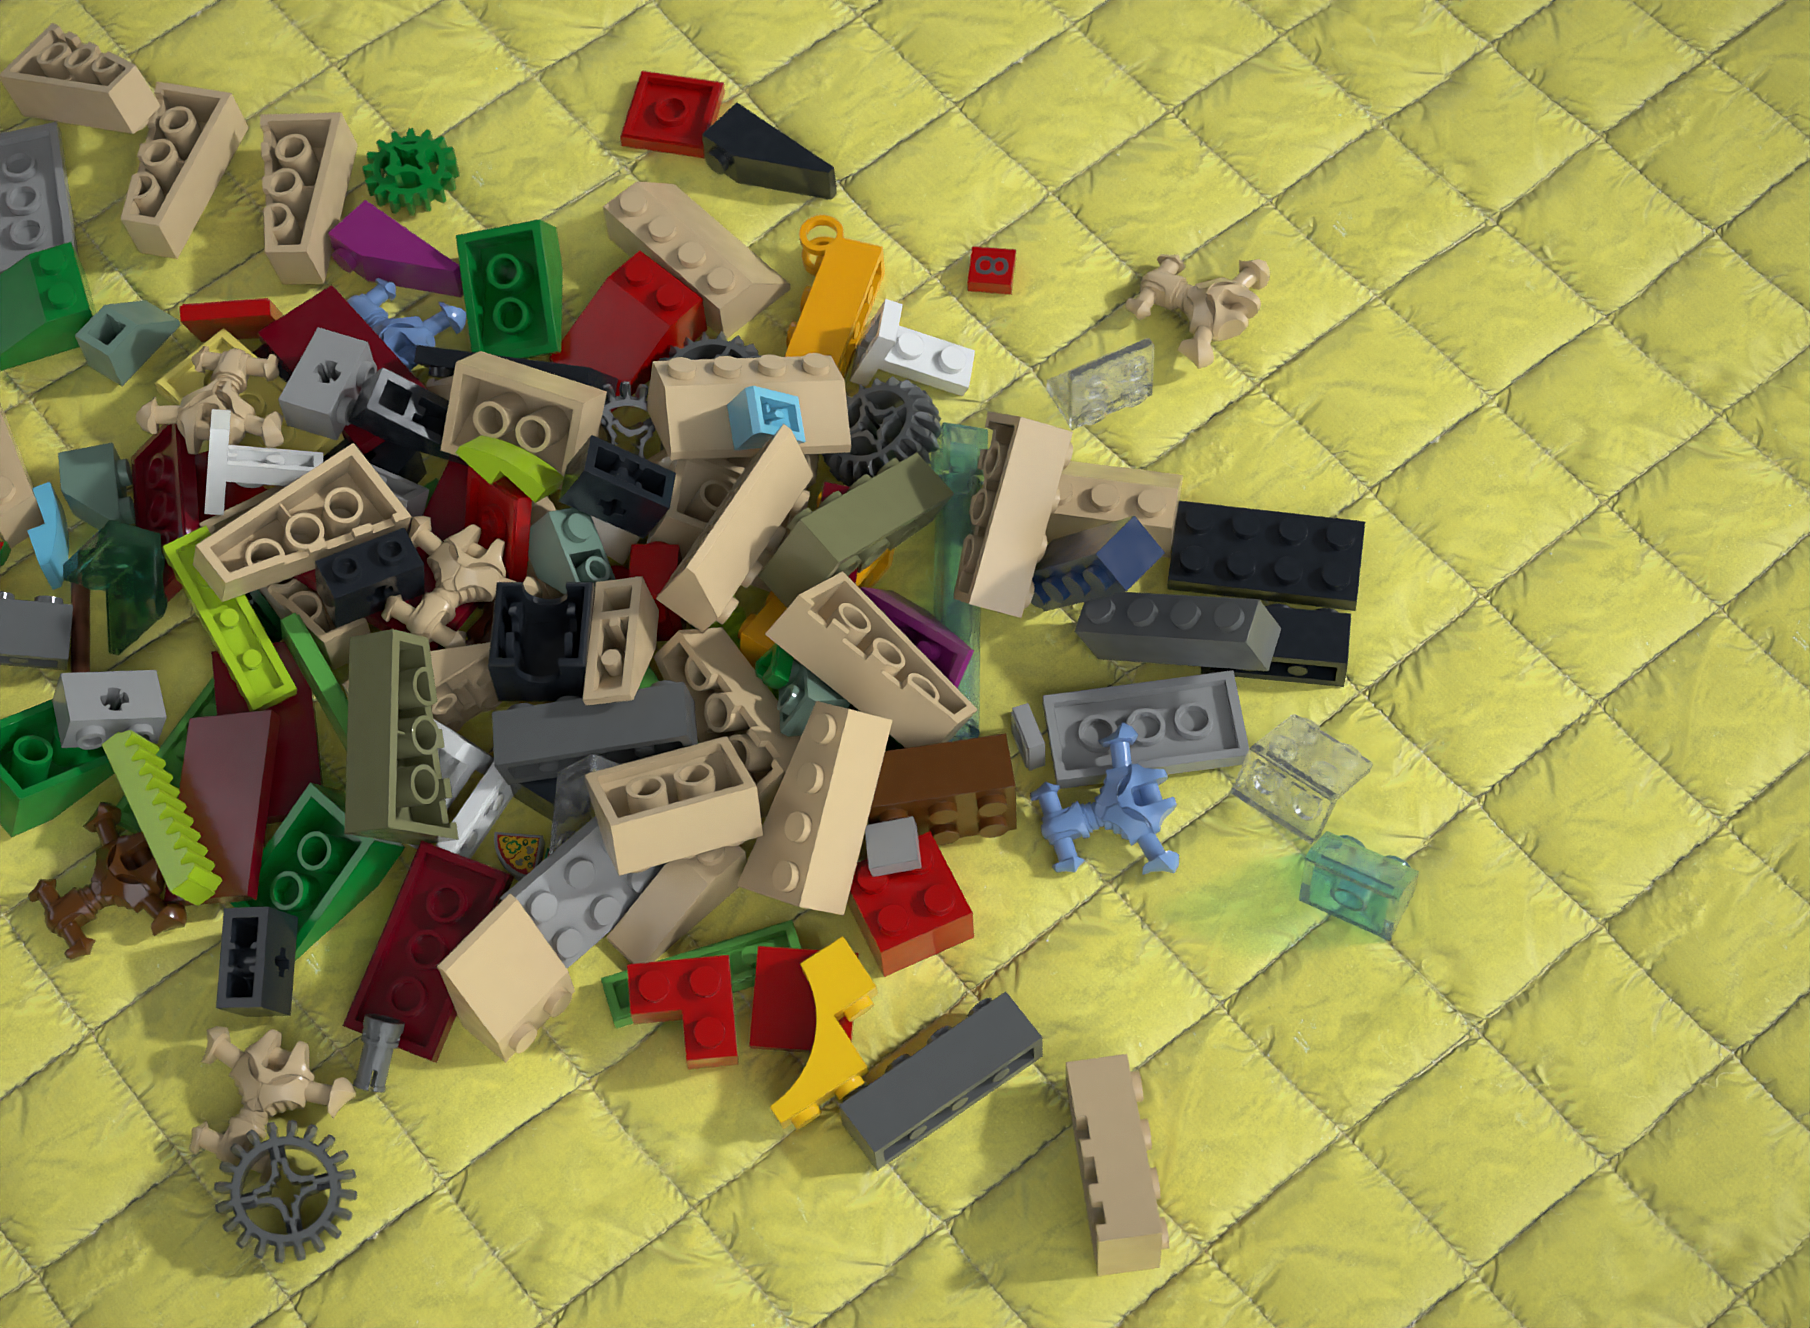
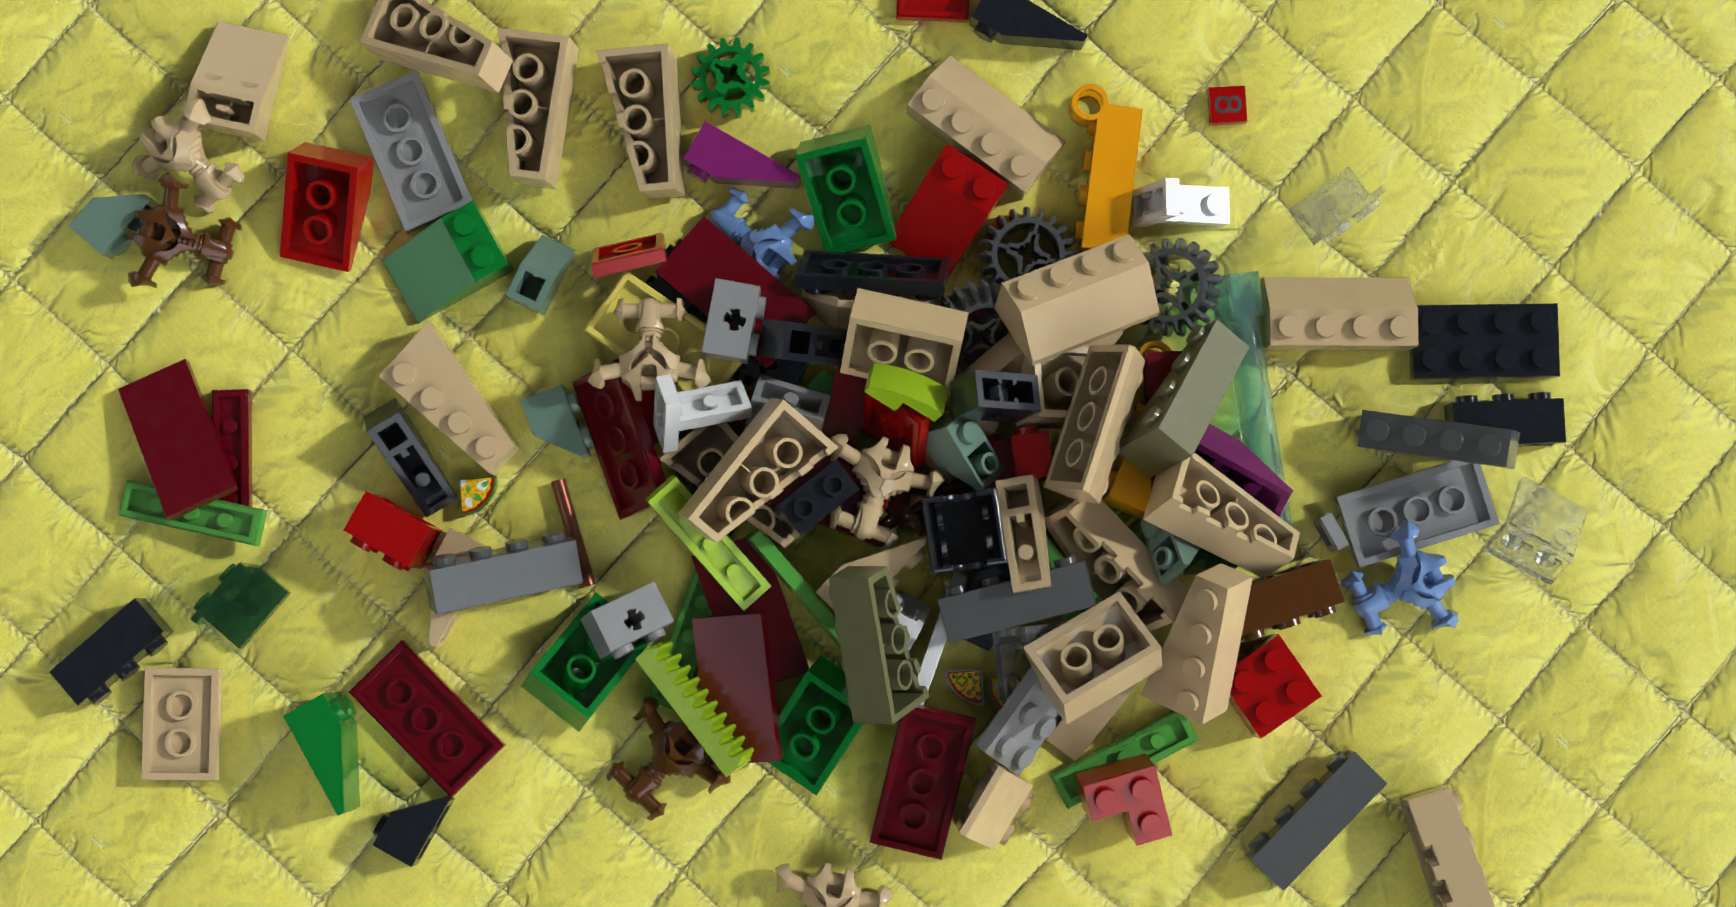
camera: 15 degrees left, 25 degrees up
(52, 538) = (533, 477): medium azure slope -> none
(130, 570) = (612, 511): clear green bracket -> none
(257, 962) = (800, 813): black brick -> none
(380, 1038) = (904, 856): dark grey pin -> none
(759, 414) = (1099, 322): medium azure slope -> none
(774, 667) = (1141, 529): green tile -> none
(785, 1002) = (1204, 772): red tile -> none
(834, 1066) = (1237, 823): yellow arch -> none
(892, 846) = (1258, 658): light grey tile -> none
(1012, 512) = (1302, 362): tan wedge -> none
(1094, 564) = (1368, 403): brick -> none
(1214, 307) = (1413, 123): tan piece -> none
(1357, 884) = (1596, 619): clear light blue slope -> none

